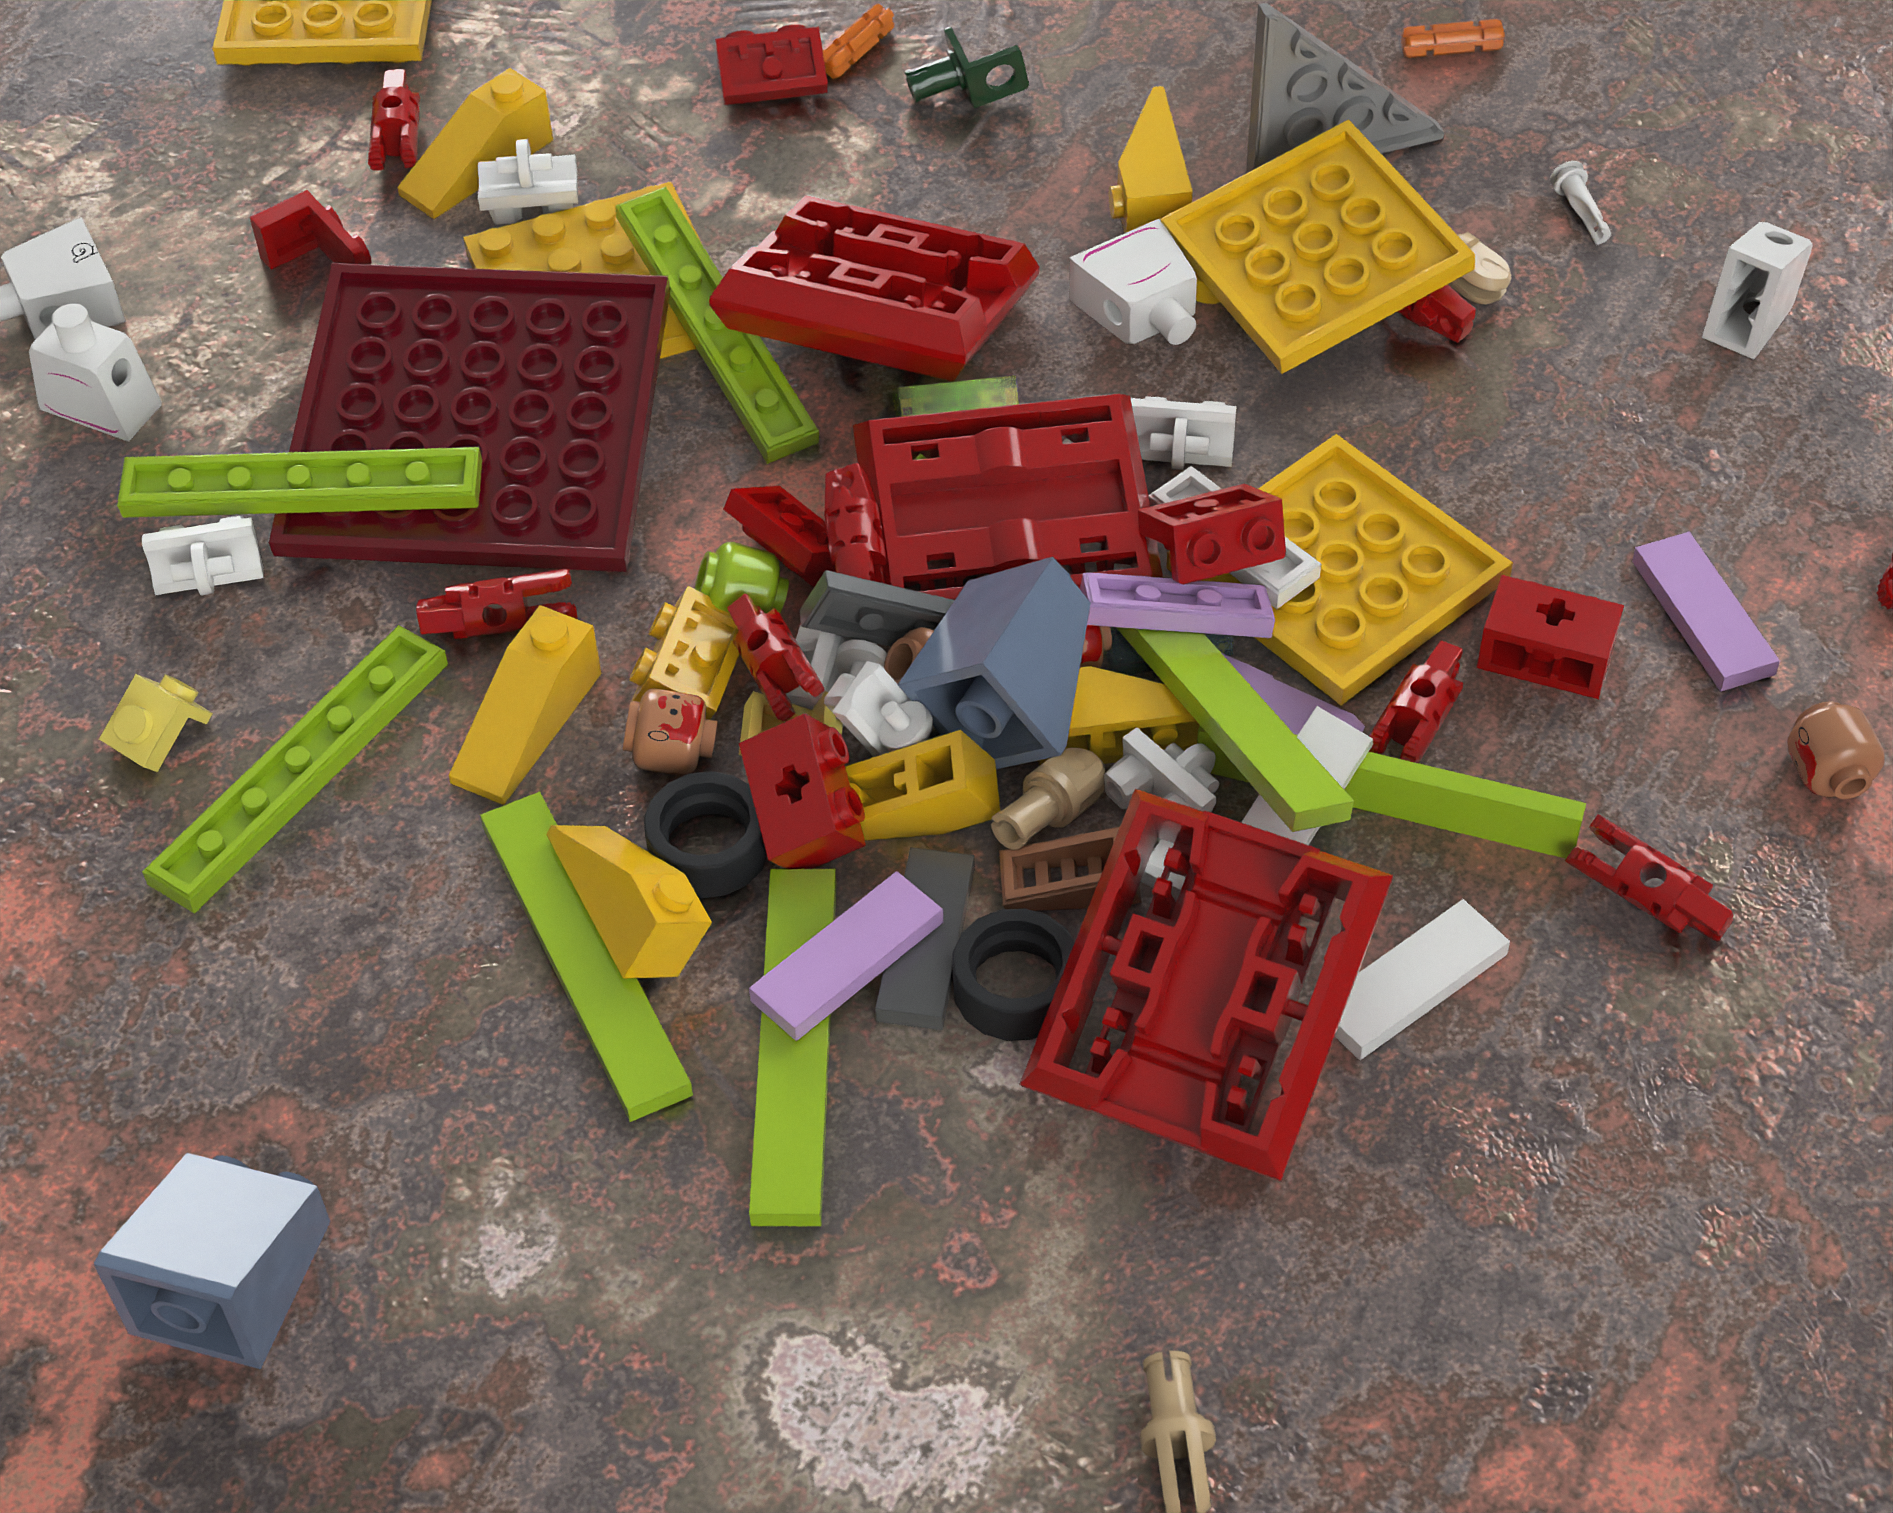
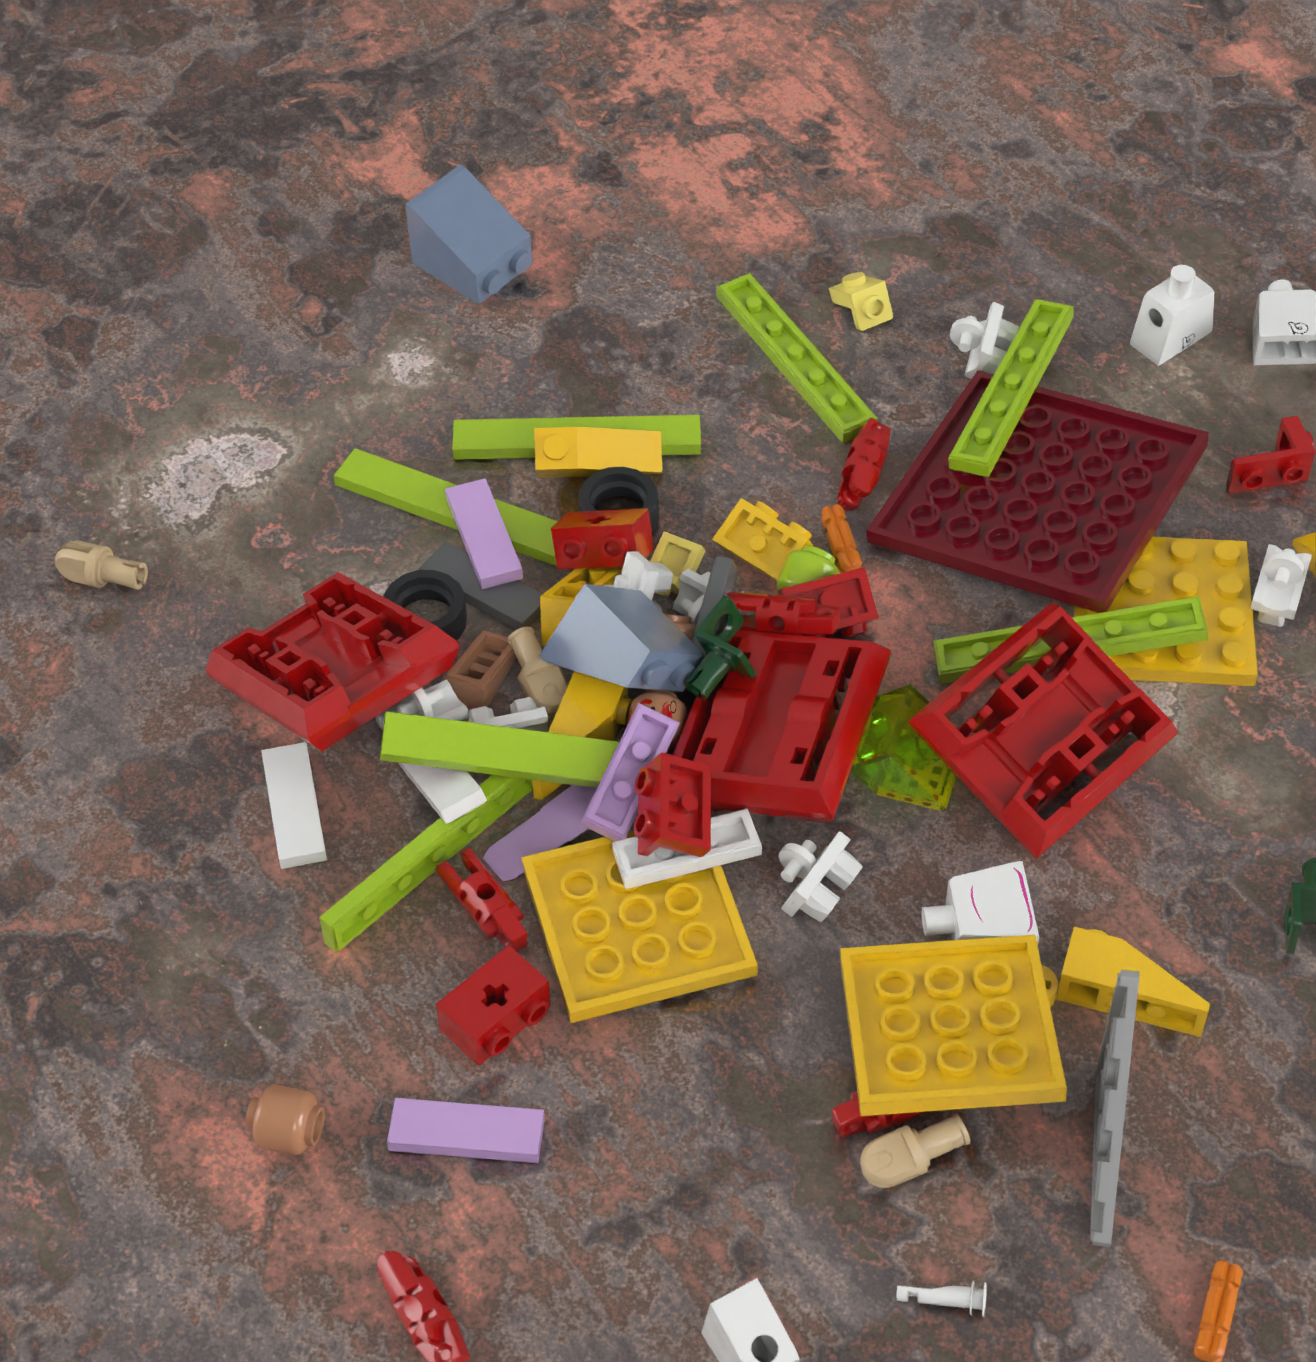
camera: 115 degrees right, 0 degrees up
(527, 703) = (776, 458): yellow slope -> none
(641, 592) = (840, 538): none -> orange axle
(669, 732) = (703, 507): nougat head -> none
(772, 656) = (698, 555): red hinge -> none
(972, 559) = (720, 655): none -> dark green bracket
(1676, 902) = (265, 958): red hinge -> none

